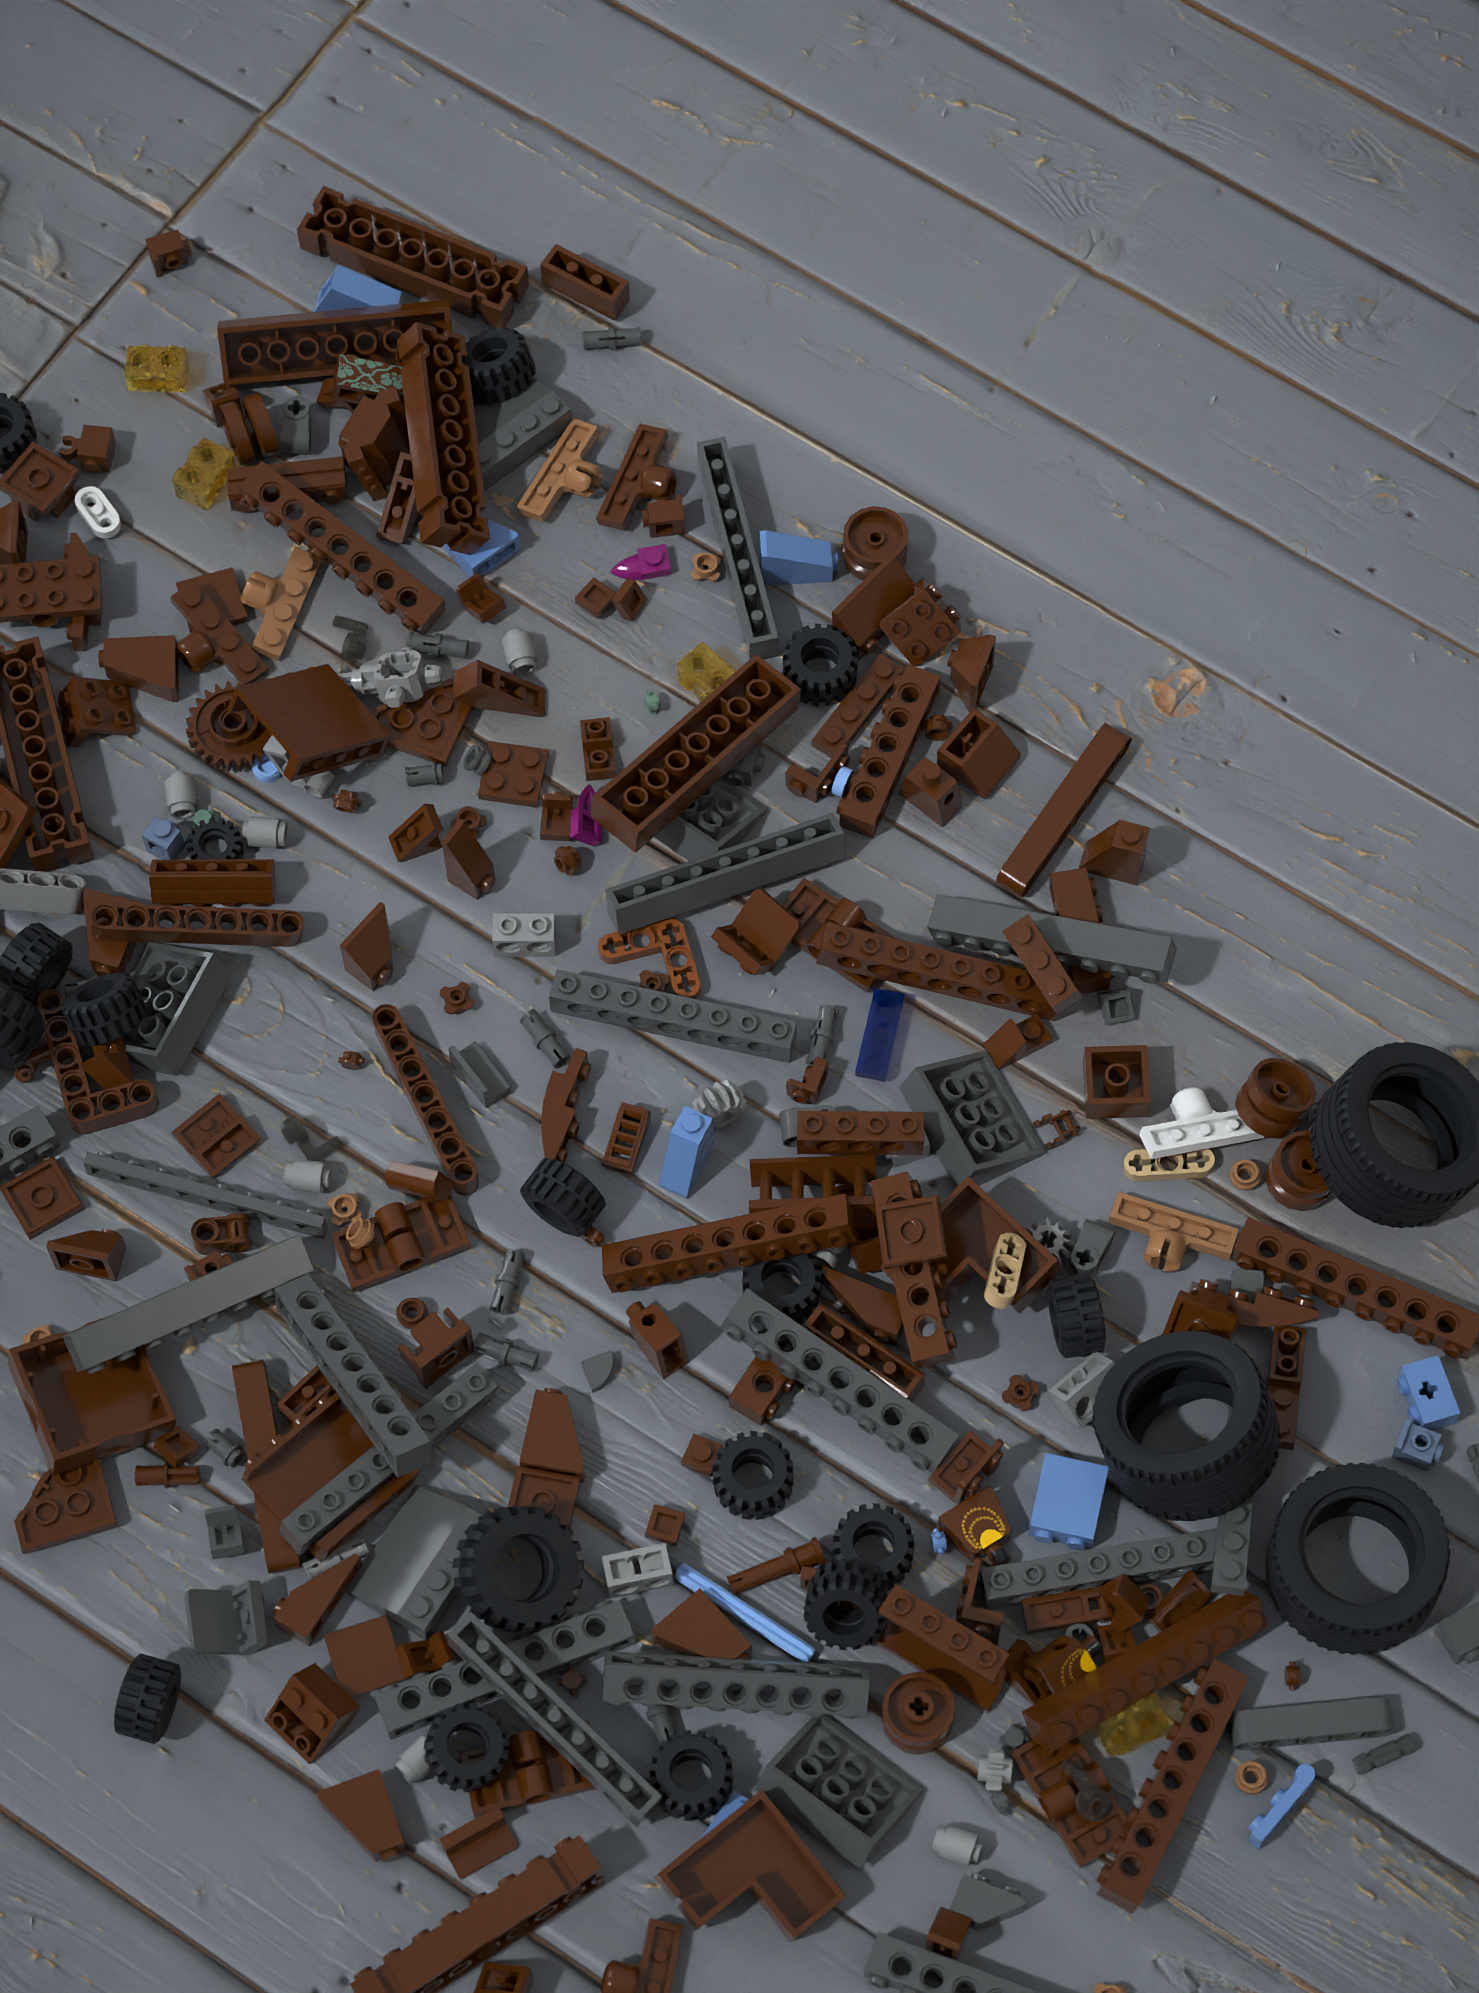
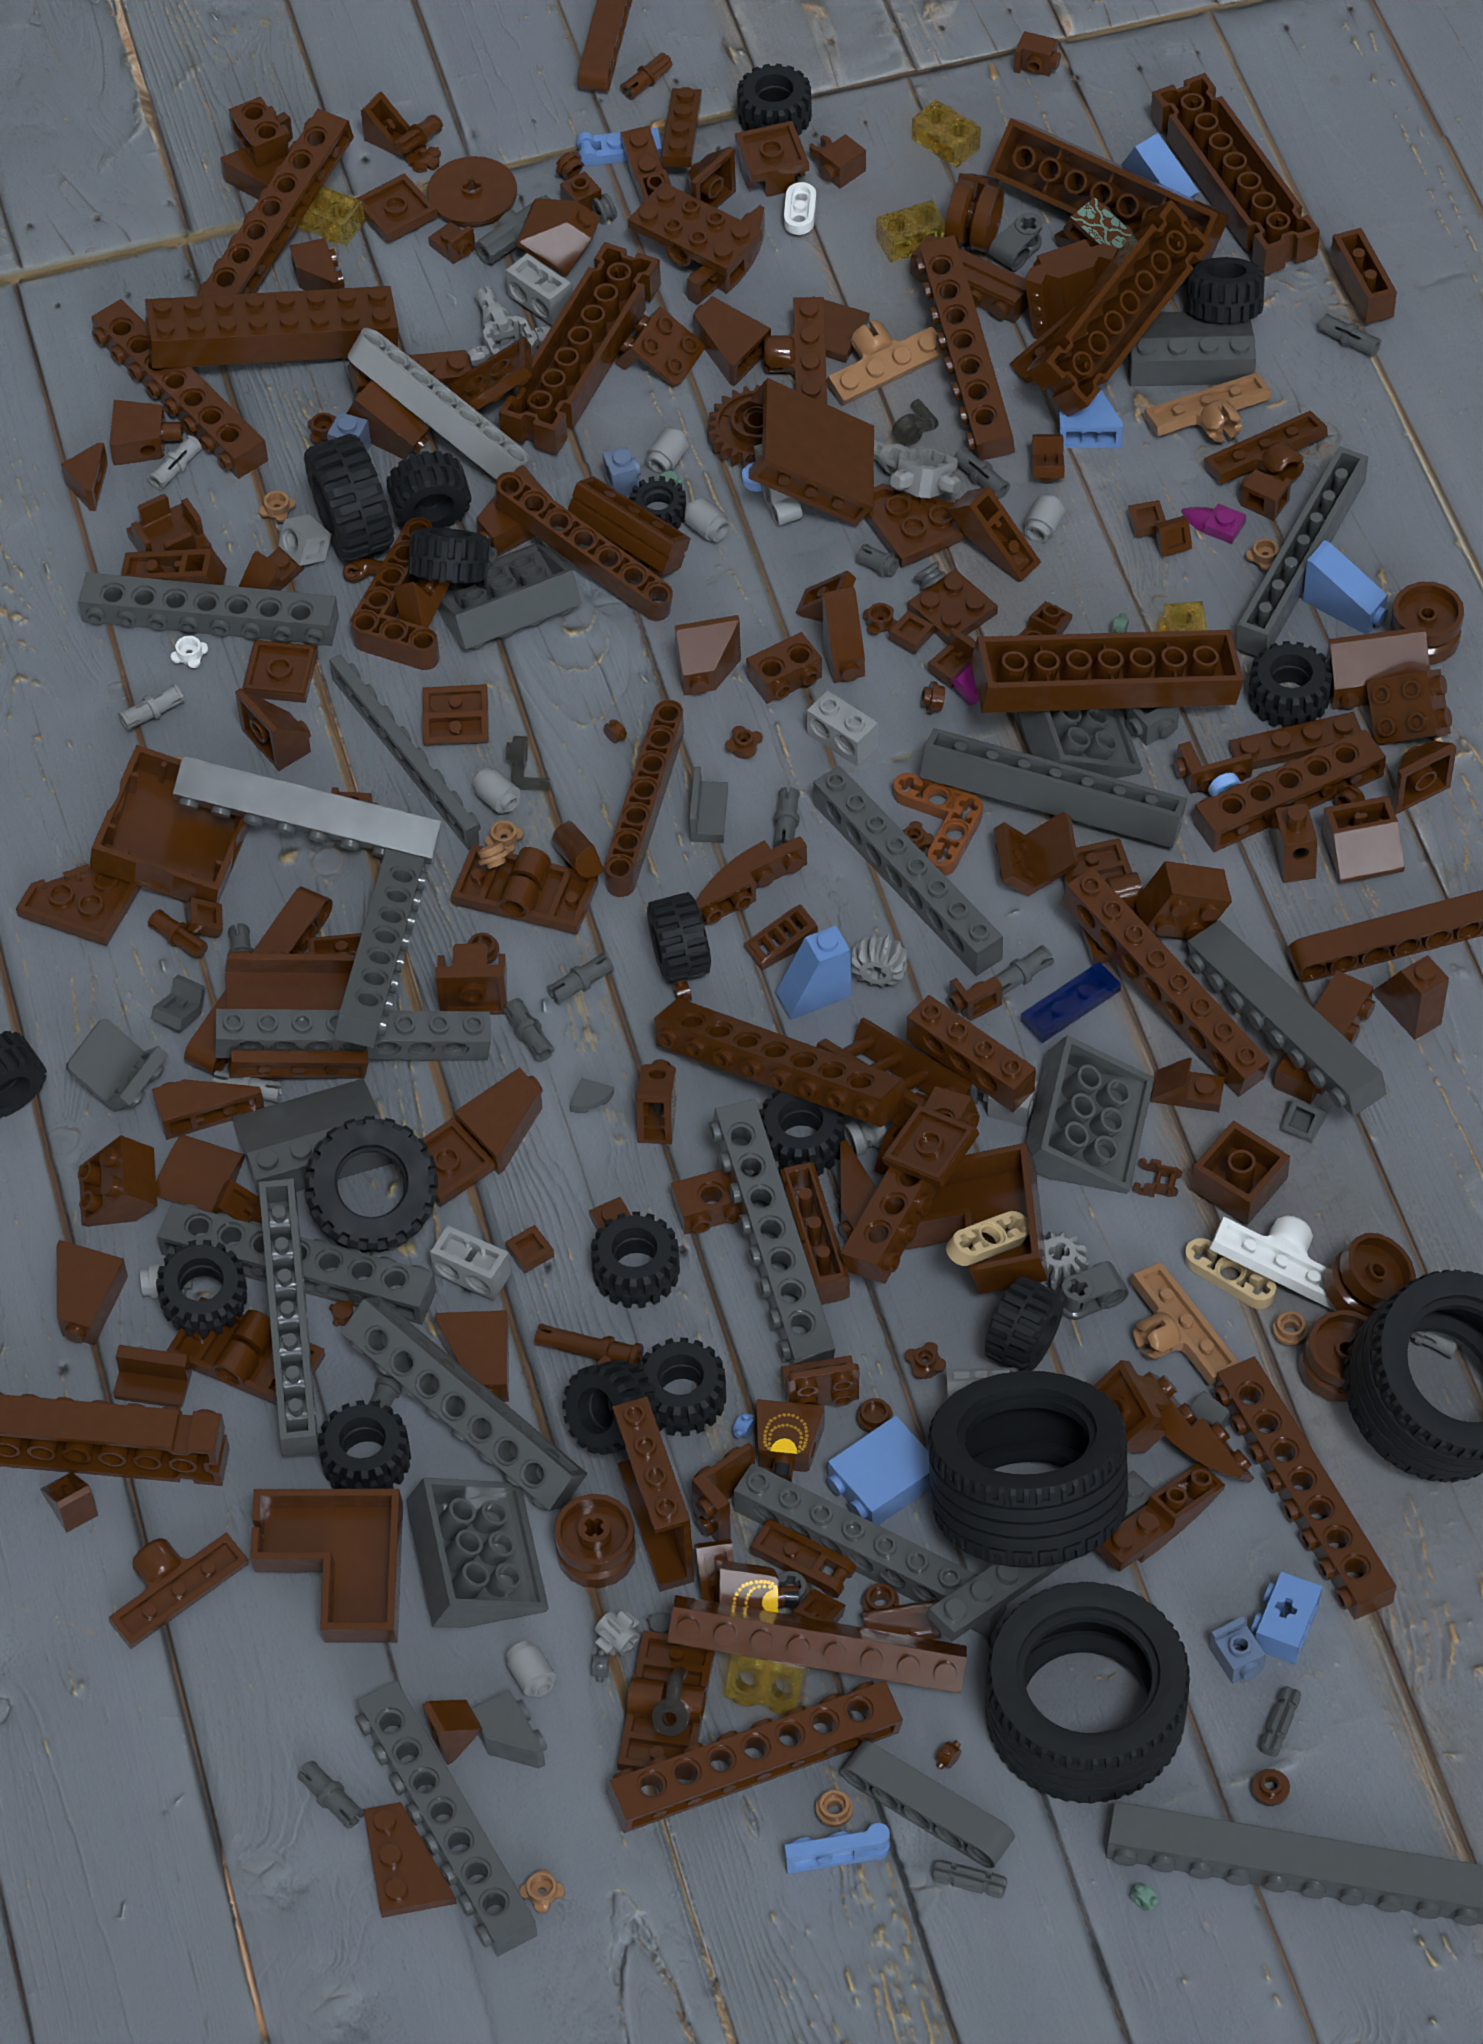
camera: 40 degrees right, 10 degrees down
(224, 1234) = (388, 785): reddish brown piece -> none
(346, 801) = (794, 539): reddish brown plate -> none
(429, 914) = (784, 668): none -> reddish brown brick
(503, 817) = (911, 632): none -> reddish brown plate
(745, 1613) = (531, 1364): light blue axle -> none
(902, 898) = (1183, 899): none -> reddish brown brick
(1022, 1462) = (873, 1414): none -> reddish brown plate
(1042, 963) = (1250, 1022): reddish brown brick -> none
(1127, 1600) = (856, 1580): reddish brown panel -> none

